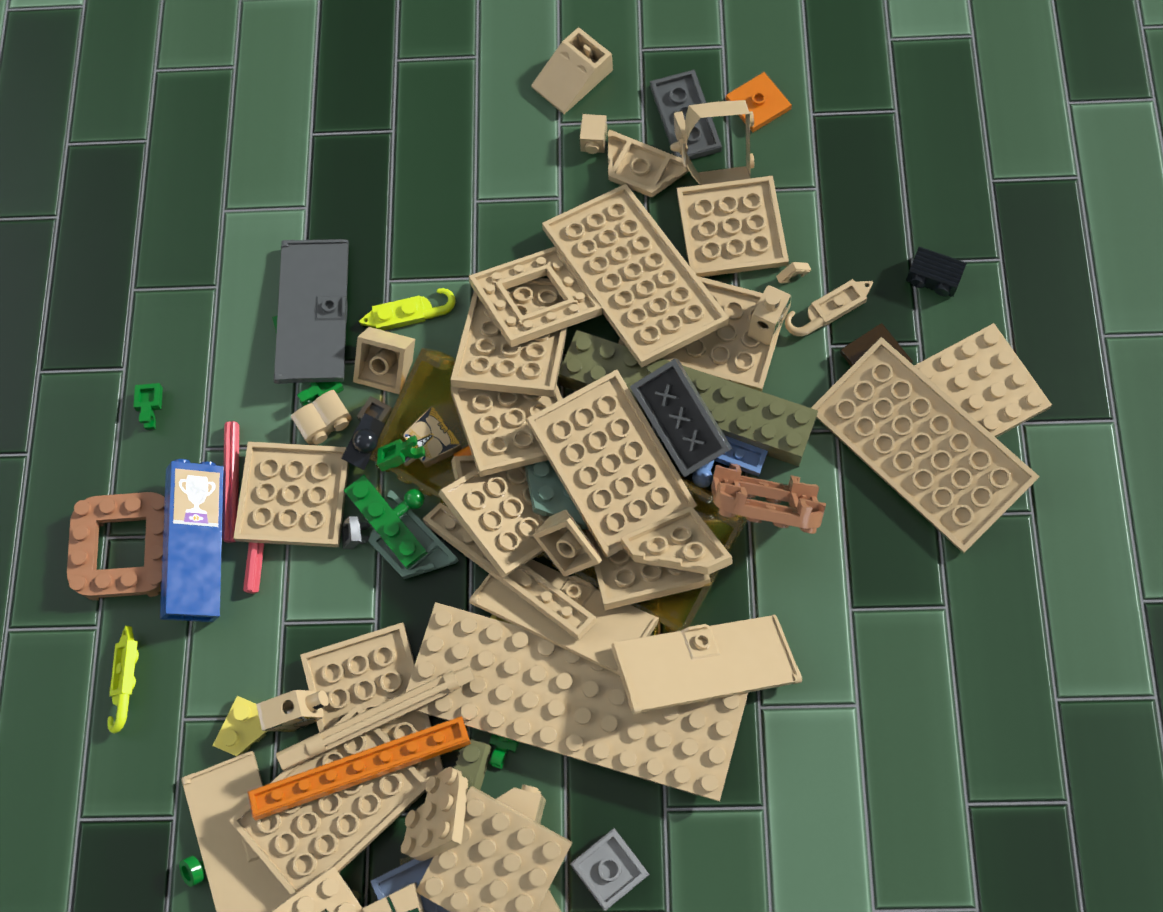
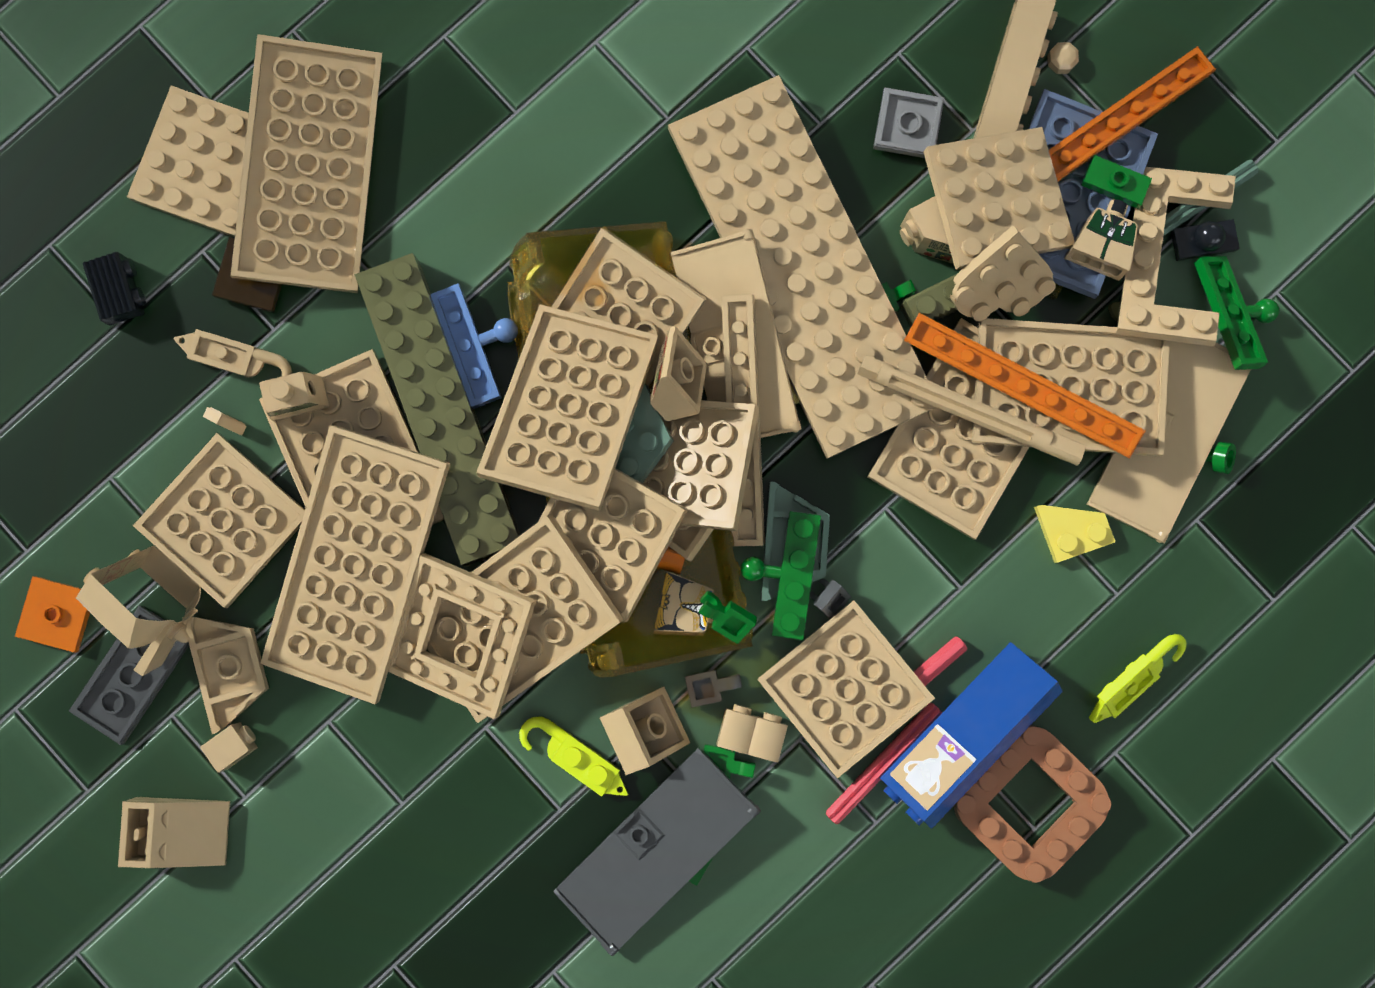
camera: 140 degrees left, 15 degrees up
(146, 400) = (881, 924): green plate -> none
(301, 706) = (1021, 489): tan torso -> none
(363, 441) = (741, 666): black tile -> none
(678, 543) = (593, 278): tan plate -> none
(680, 417) = (470, 381): dark grey brick -> none
(704, 663) = (677, 177): tan door -> none
(732, 492) = (474, 189): nougat plate -> none

